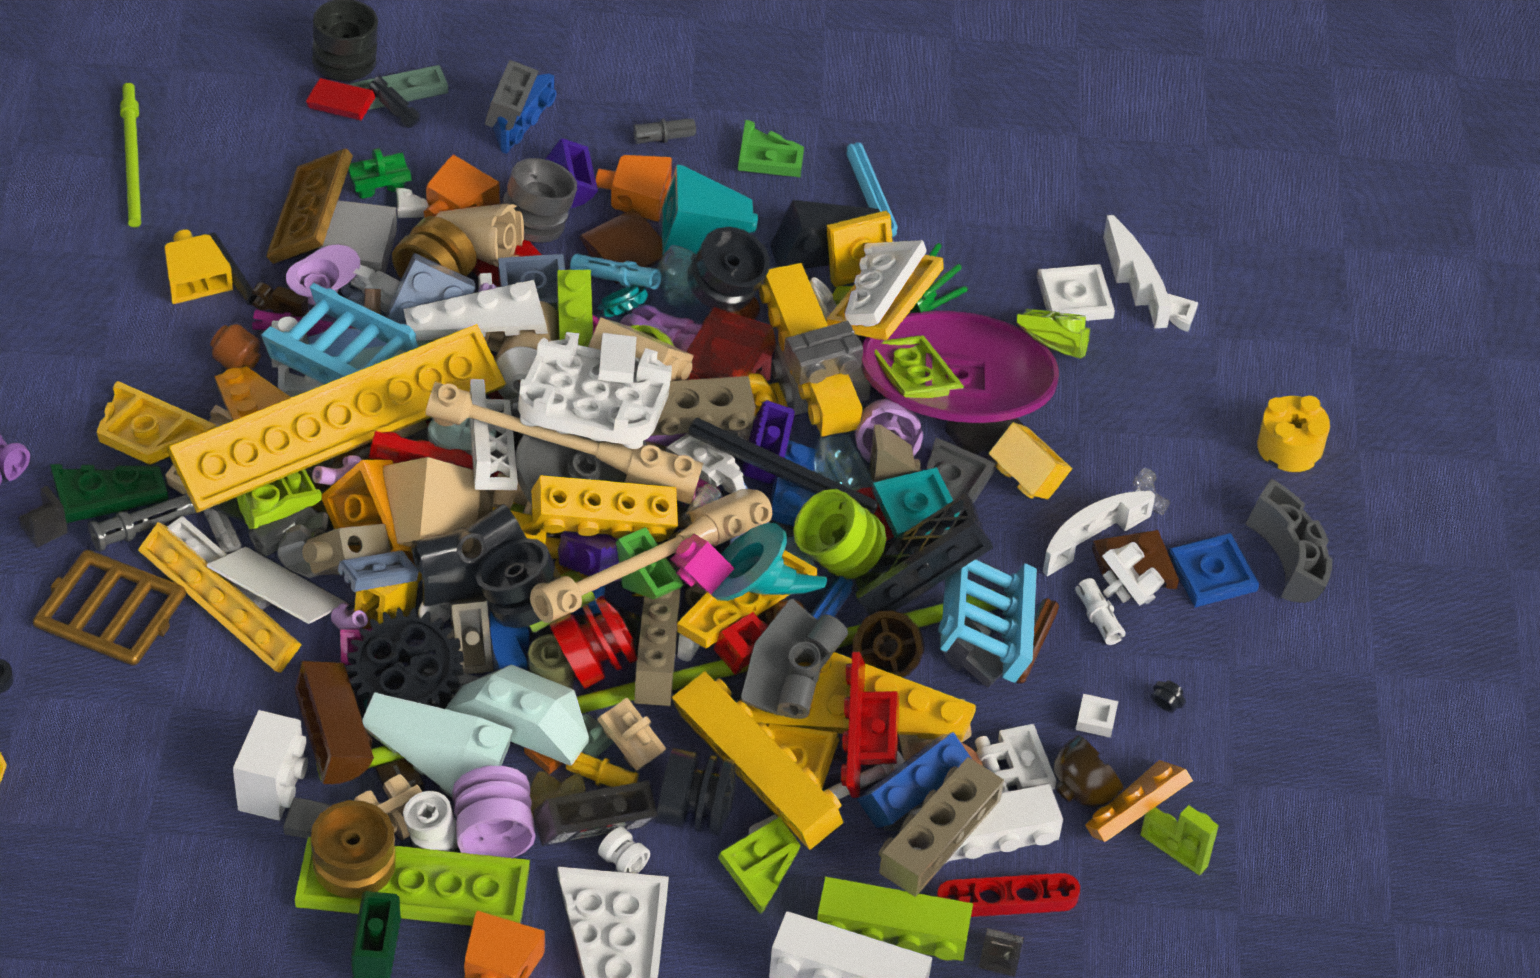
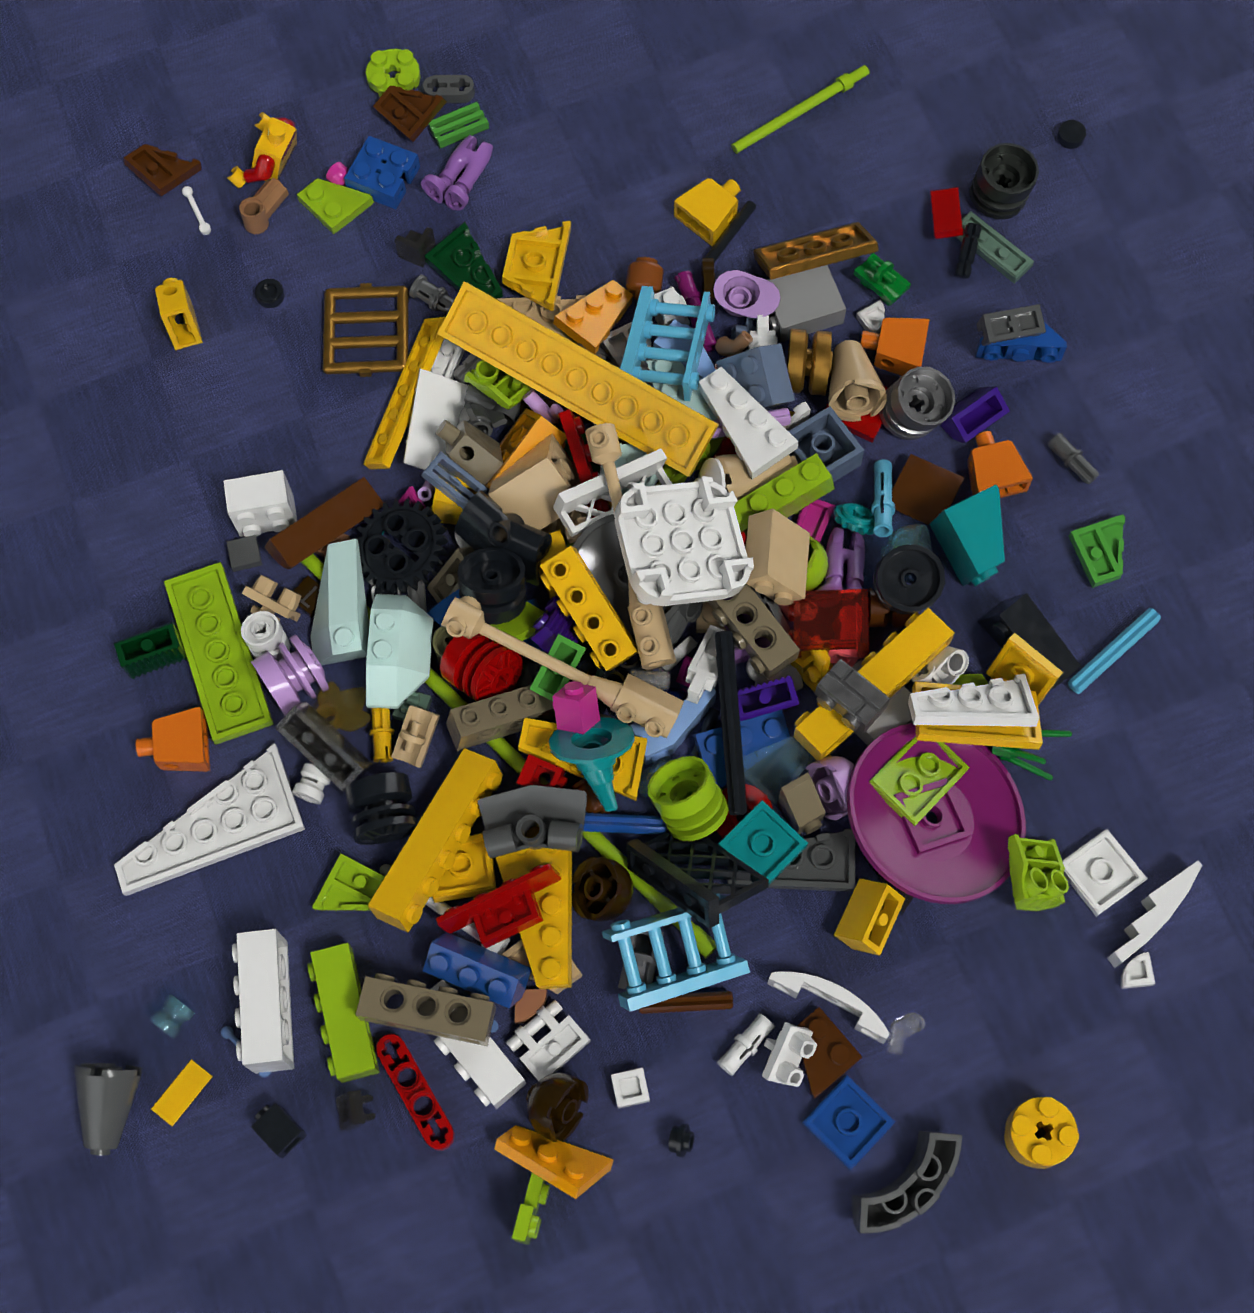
camera: 70 degrees right, 20 degrees up
(353, 848) = (204, 596): pearl gold wheel -> none
(617, 358) = (728, 541): white tile -> none

